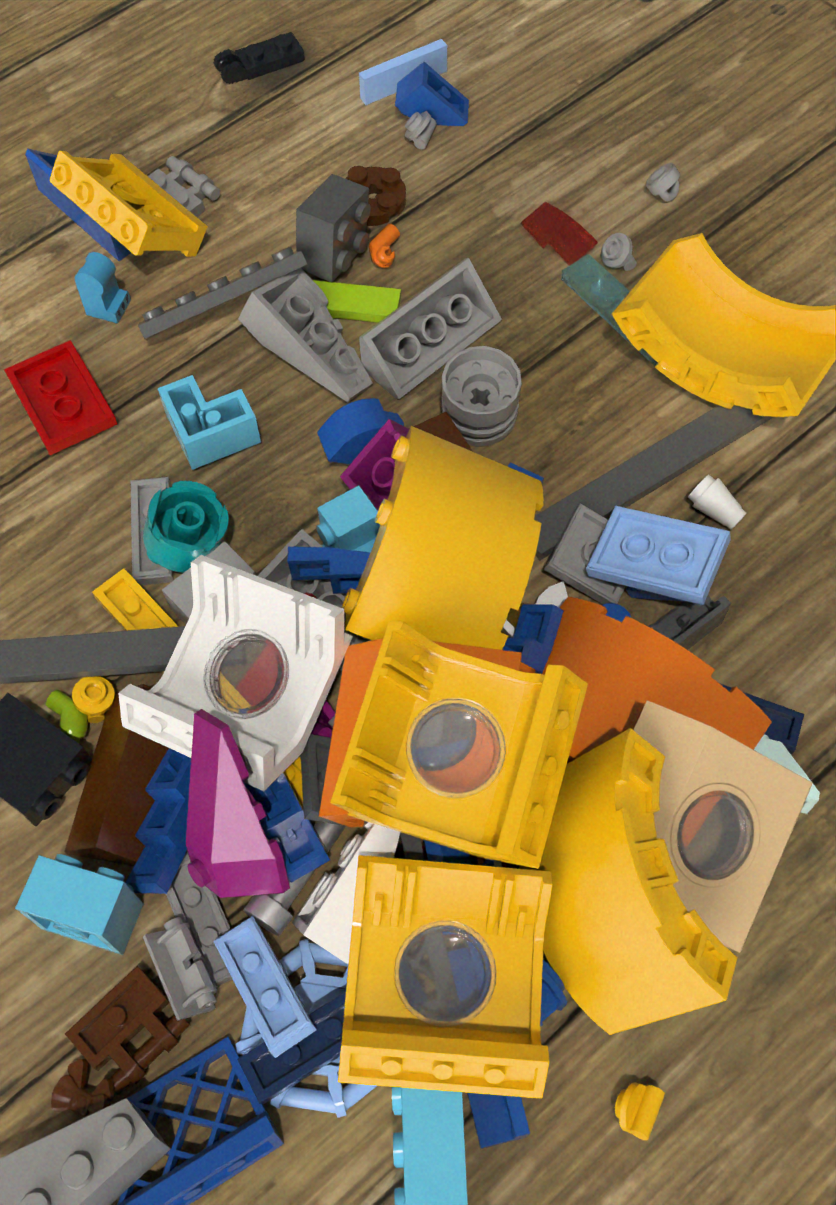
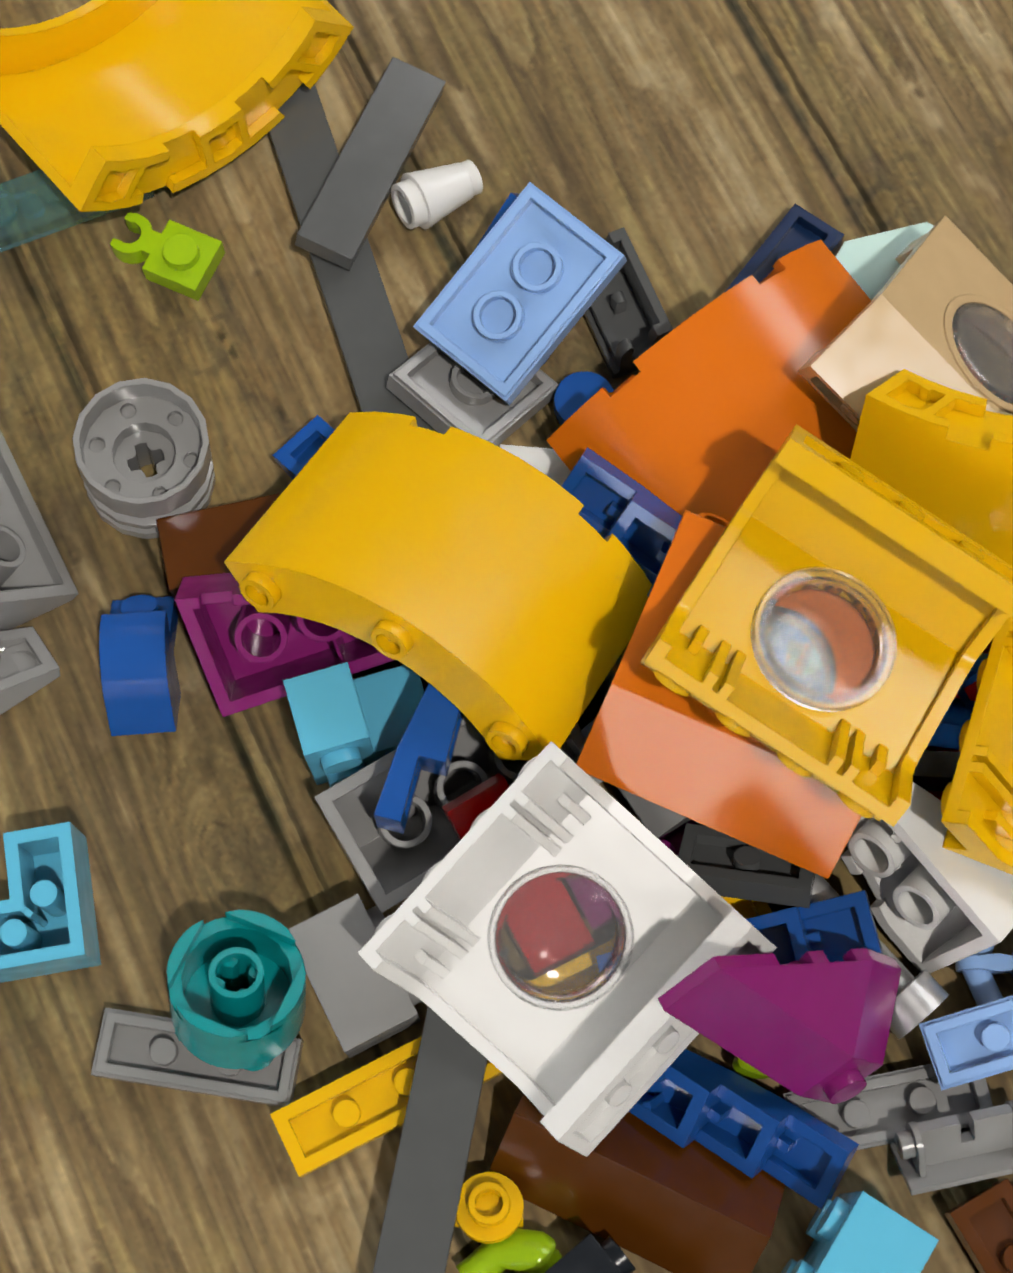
camera: 75 degrees left, 10 degrees up
(619, 383) = (175, 258): none -> lime plate
(721, 460) = (370, 164): none -> dark grey tile

